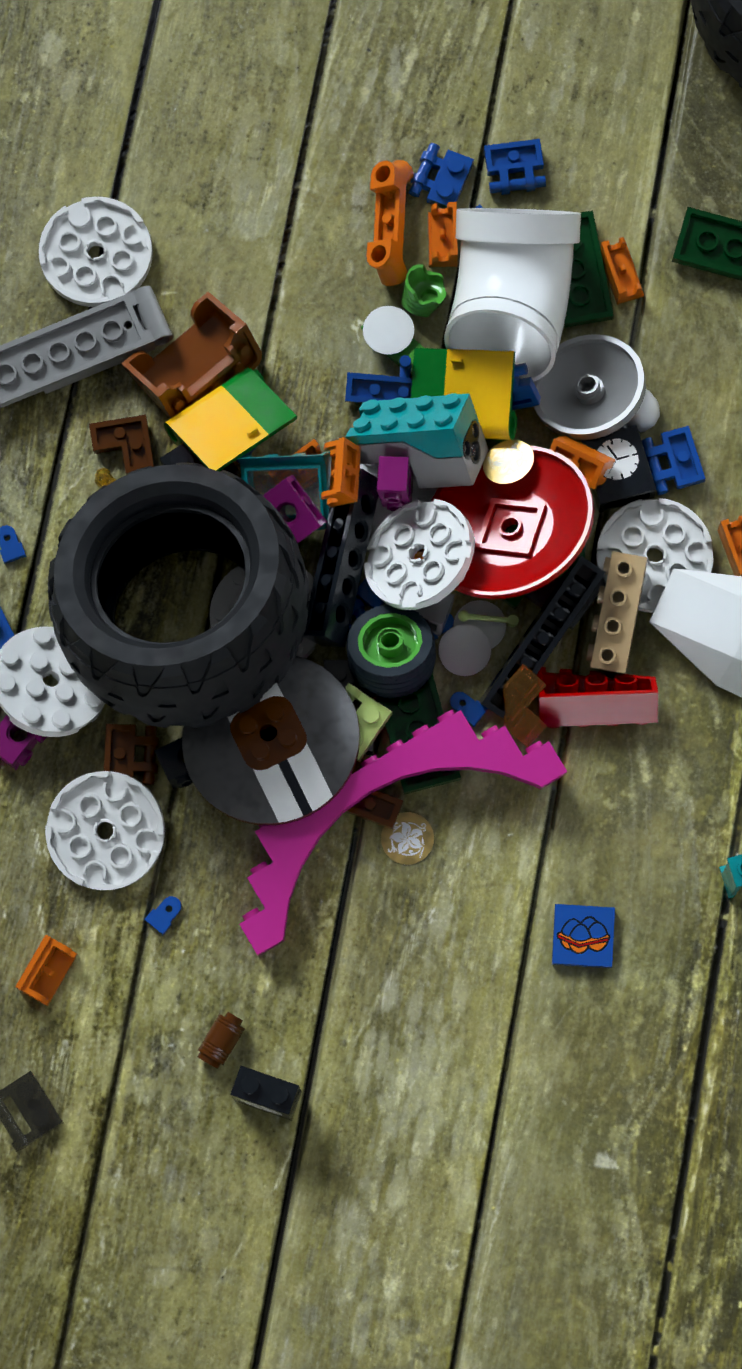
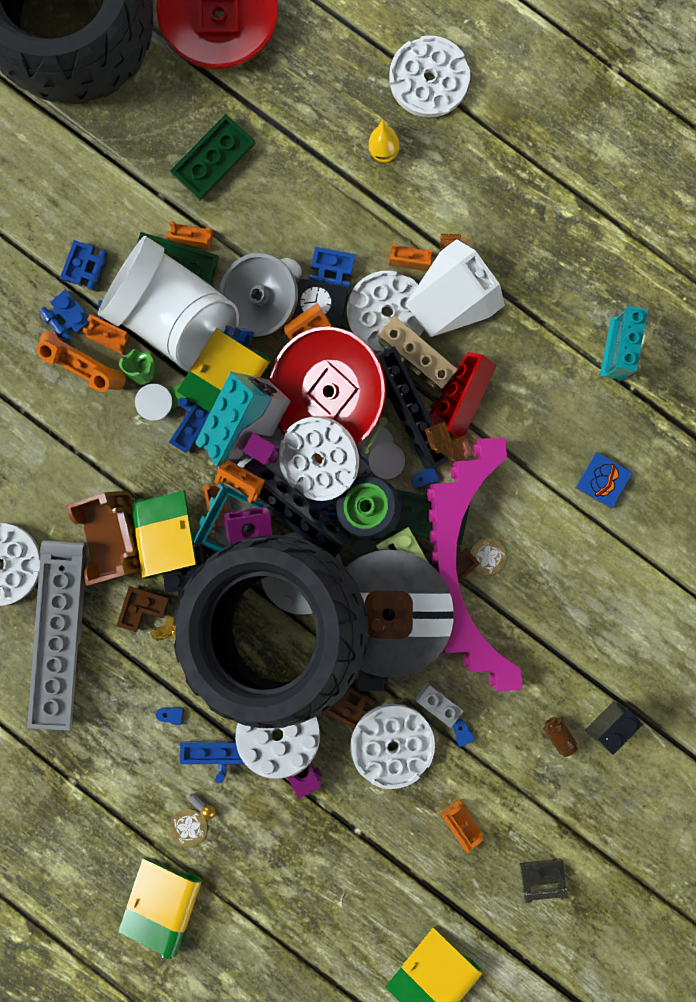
camera: 70 degrees left, 10 degrees up
(186, 863) = (439, 704): none -> light grey brick
(508, 461) = (284, 370): sticker -> none

